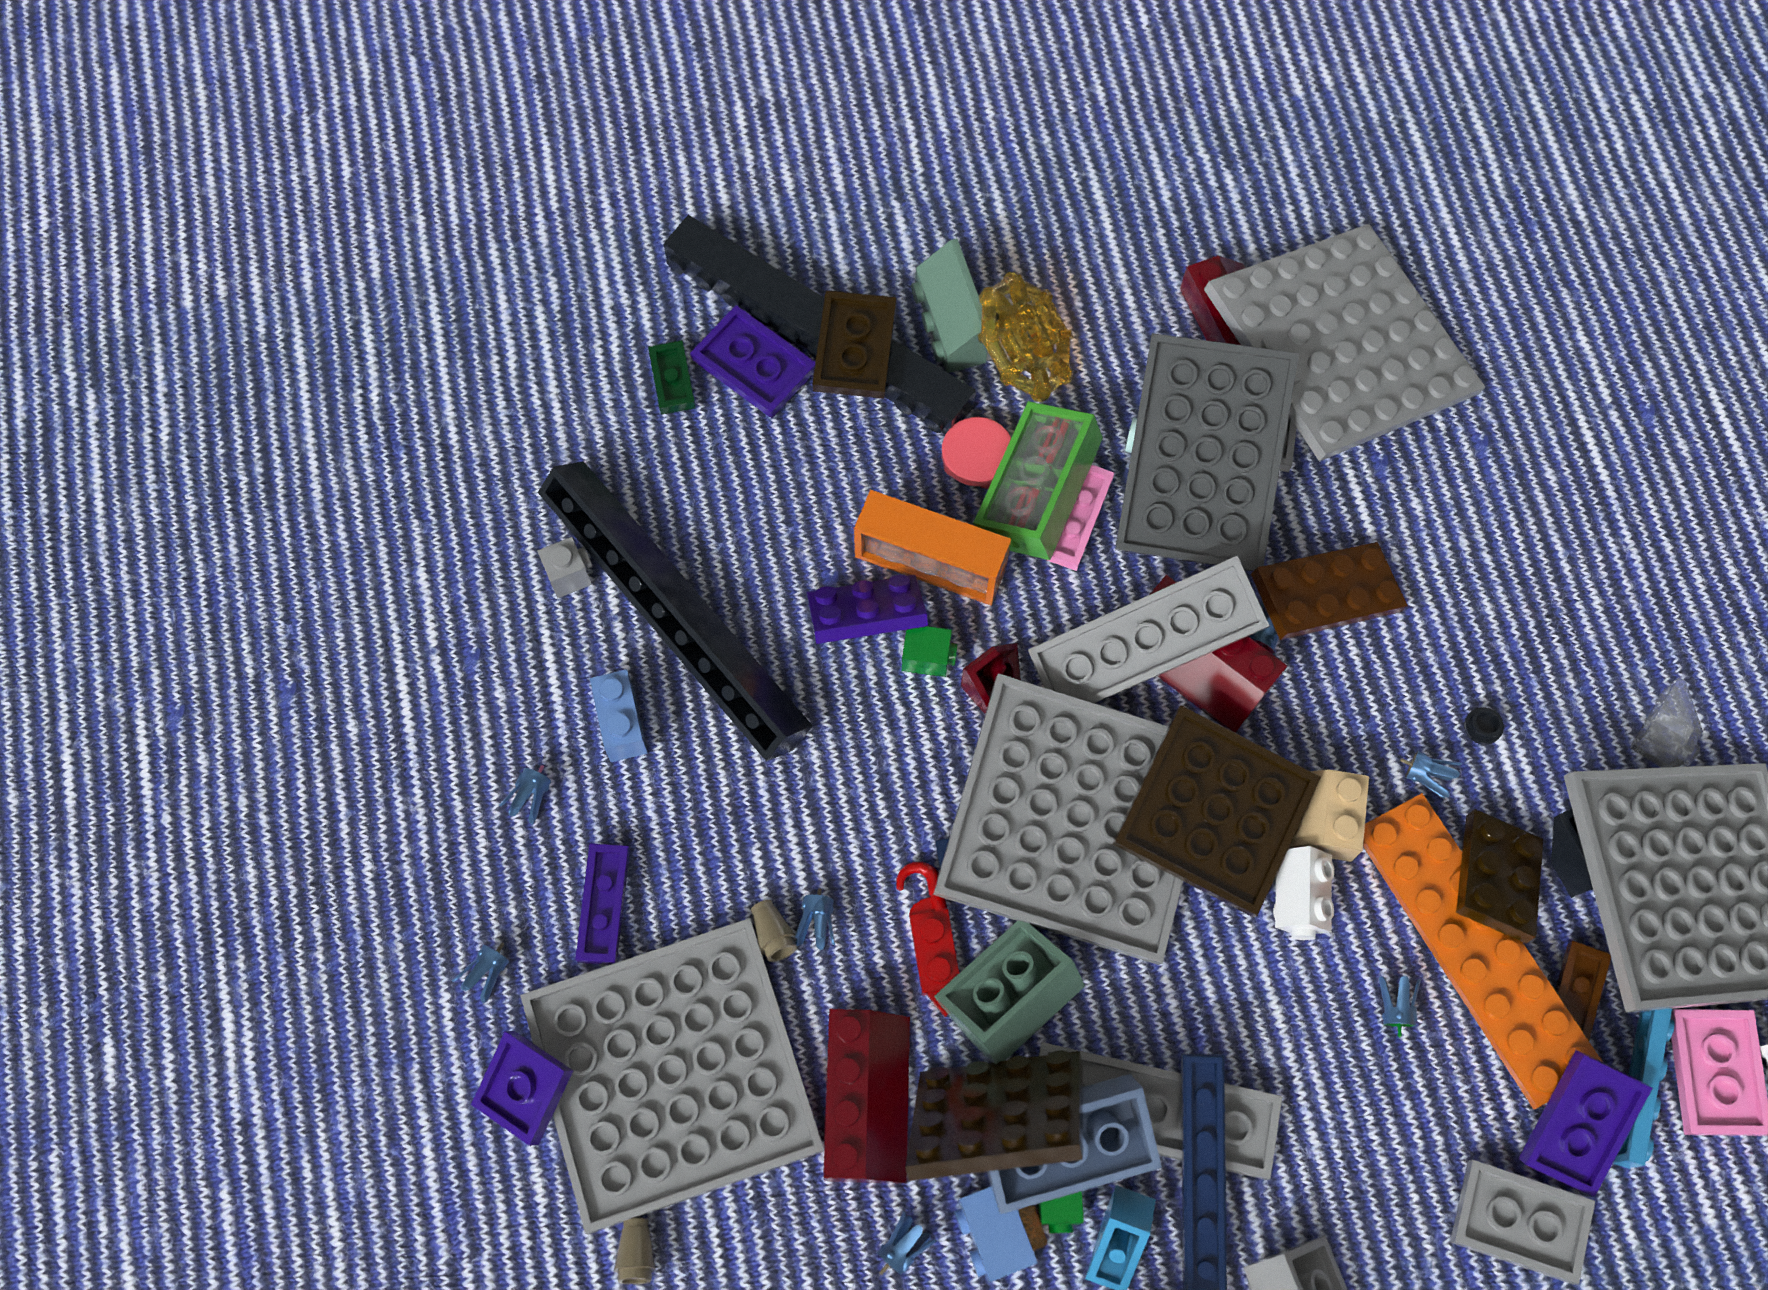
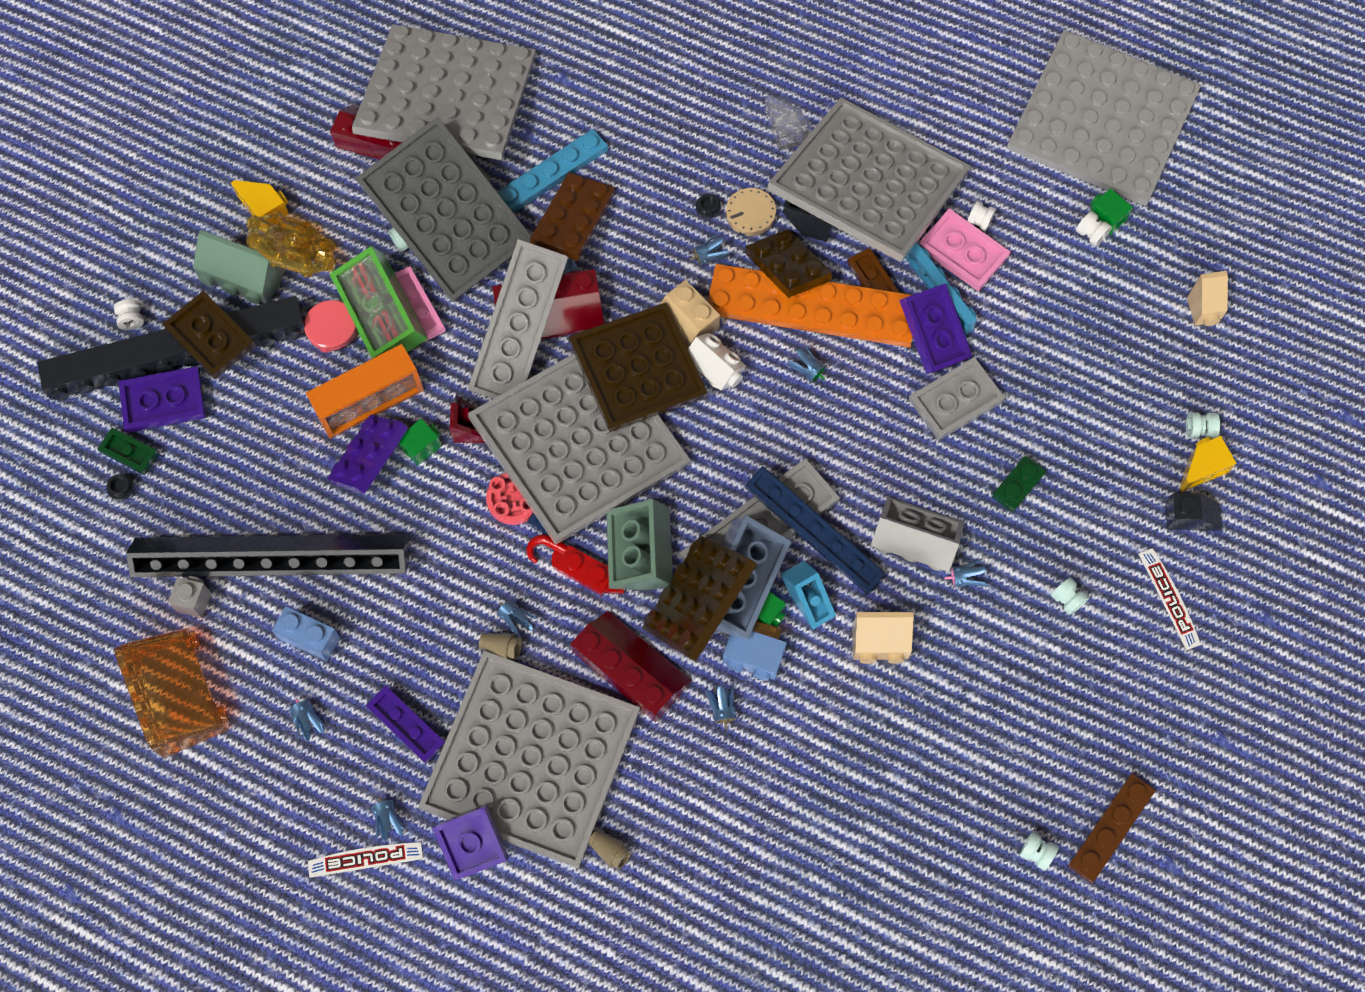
camera: 50 degrees left, 0 degrees up
(428, 985) = (365, 858): none -> sticker
(446, 632) = (170, 691): none -> clear orange windscreen
(628, 402) = (120, 487): none -> black plate
(815, 253) = (128, 314): none -> white wheel
(939, 797) = (507, 501): none -> coral tile
(1052, 267) = (260, 198): none -> yellow slope
(1362, 524) = (553, 170): none -> dark azure plate
(1524, 779) = (750, 211): none -> tan tile

